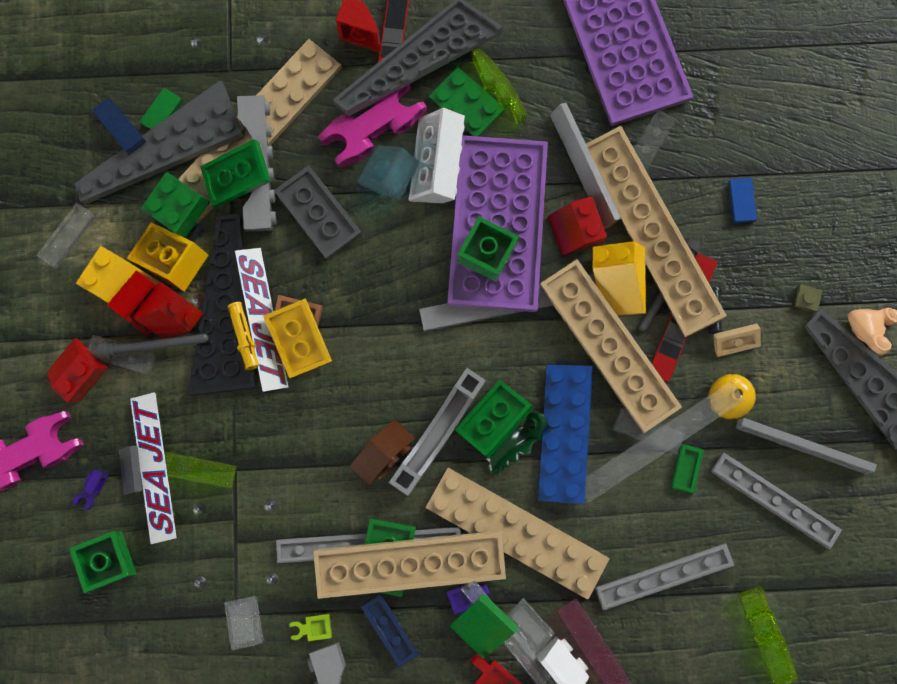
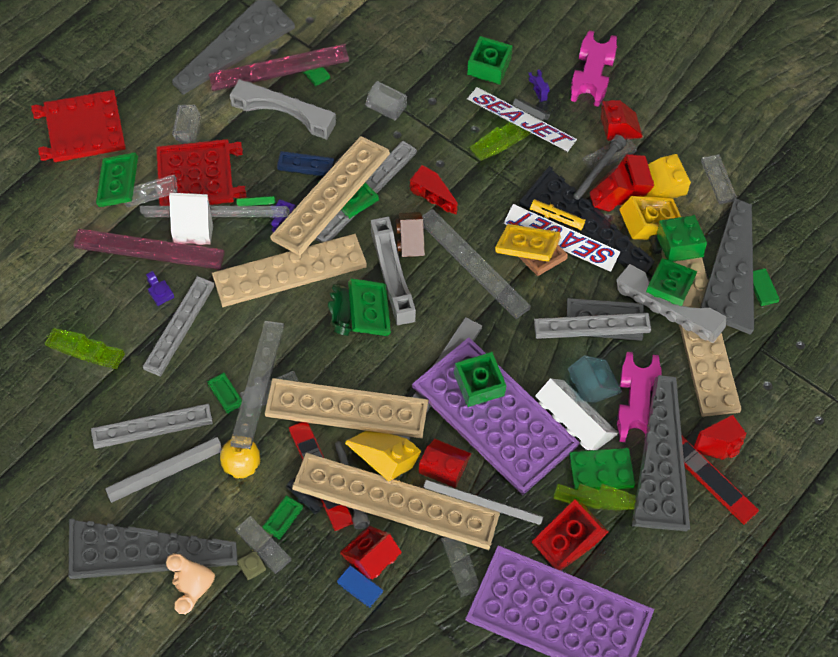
camera: 130 degrees right, 20 degrees down
(119, 126) = (771, 253): dark blue tile -> none
(309, 485) = (431, 187): none -> red slope
(316, 627) = (347, 131): lime plate -> none
(337, 212) = (592, 325): none -> light grey tile
(358, 375) = (475, 264): none -> clear tile
(531, 626) = (231, 229): clear brick -> none
(550, 77) = (569, 535): none -> red slope
(566, 435) = (319, 341): blue plate -> none
(650, 630) = (159, 291): none -> dark purple plate
(710, 214) = (371, 552): none -> red slope
(737, 340) = (271, 491): tan plate -> none
(746, 313) = (282, 517): none -> green tile
(783, 306) = (263, 544): none -> clear tile

